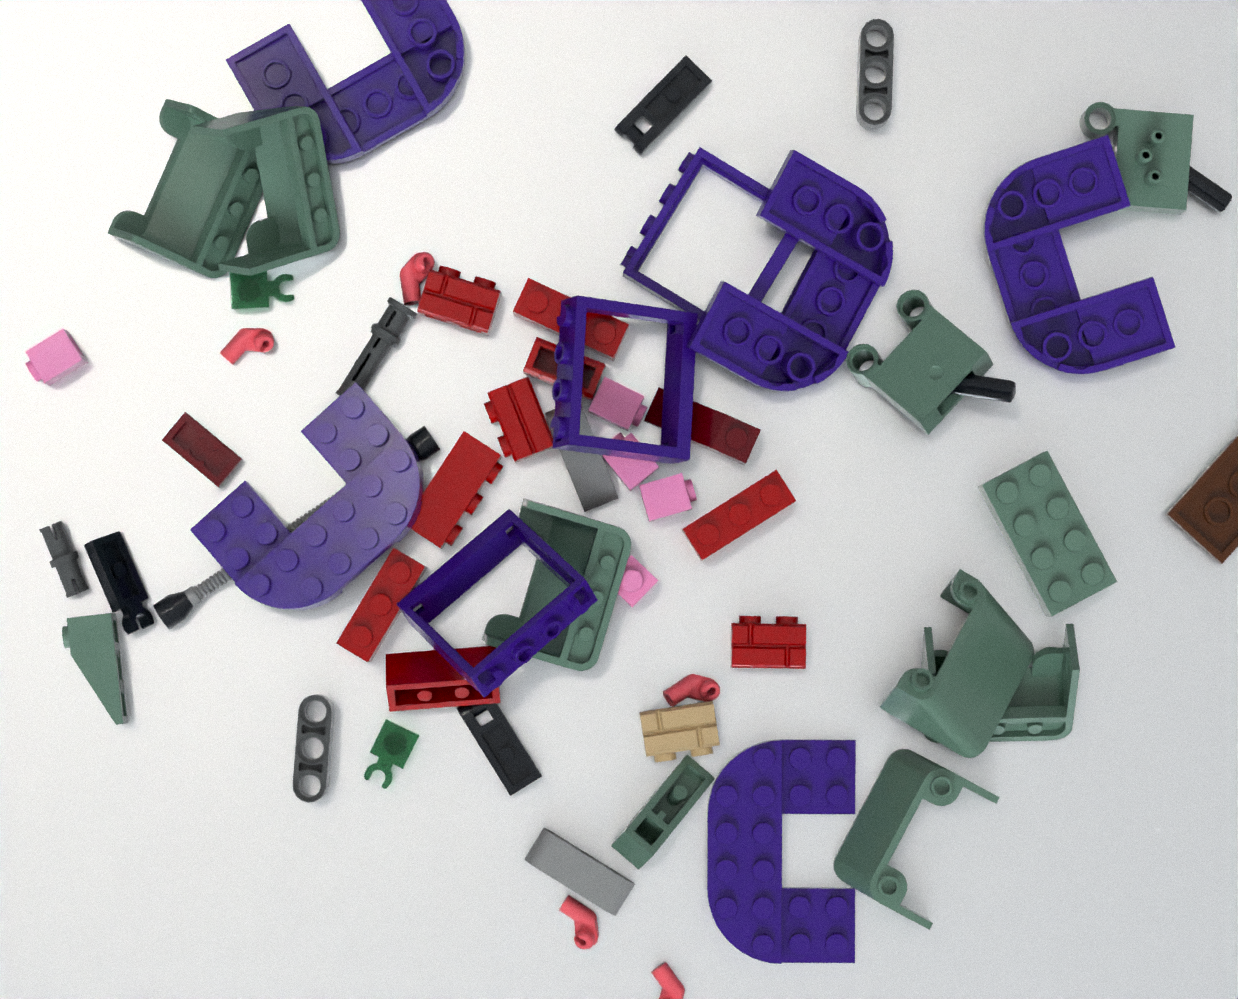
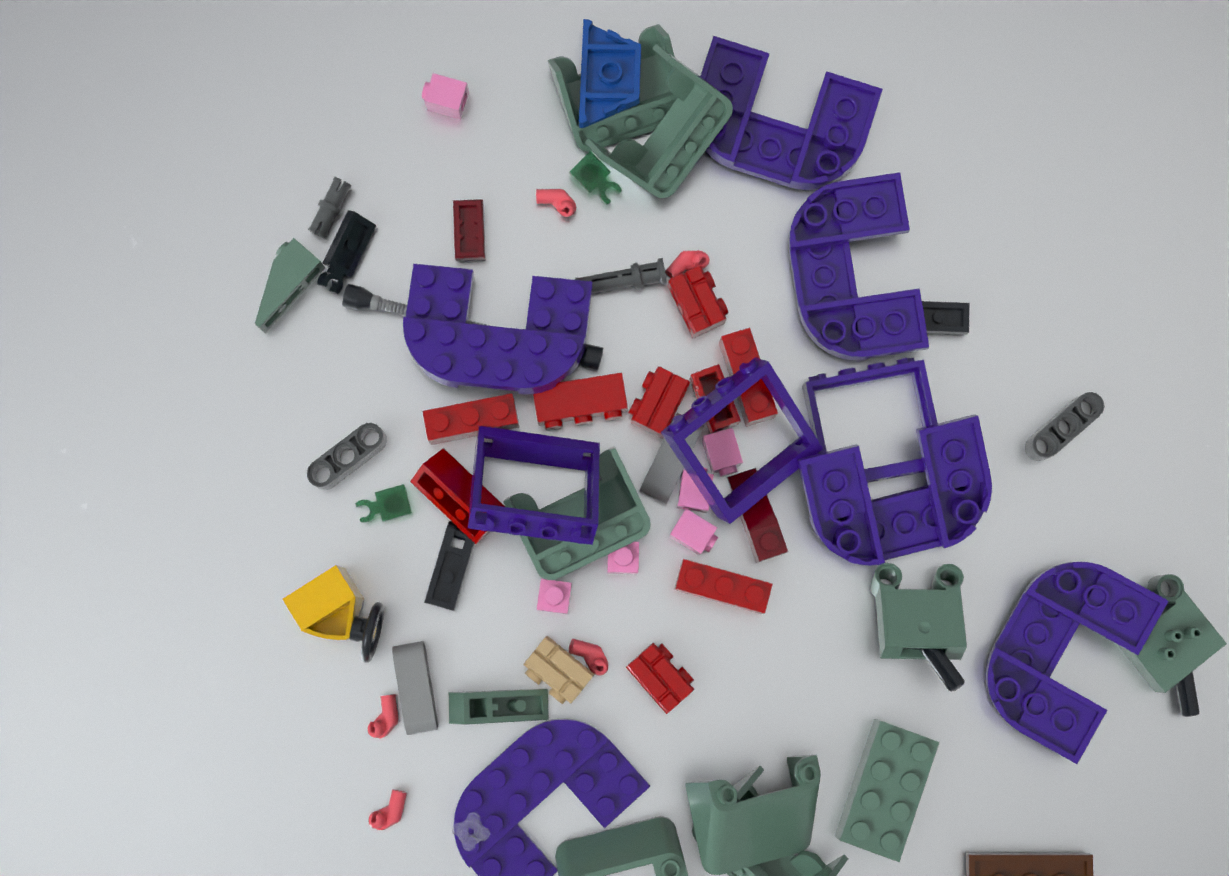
camera: 45 degrees right, 5 degrees down
(172, 190) = (607, 74): none -> blue wing
(443, 886) = (331, 610): none -> yellow piece
(540, 161) = (825, 277): none -> dark purple plate
(611, 674) = (554, 596): none -> bright pink brick
(758, 941) = (468, 840): none -> clear plate

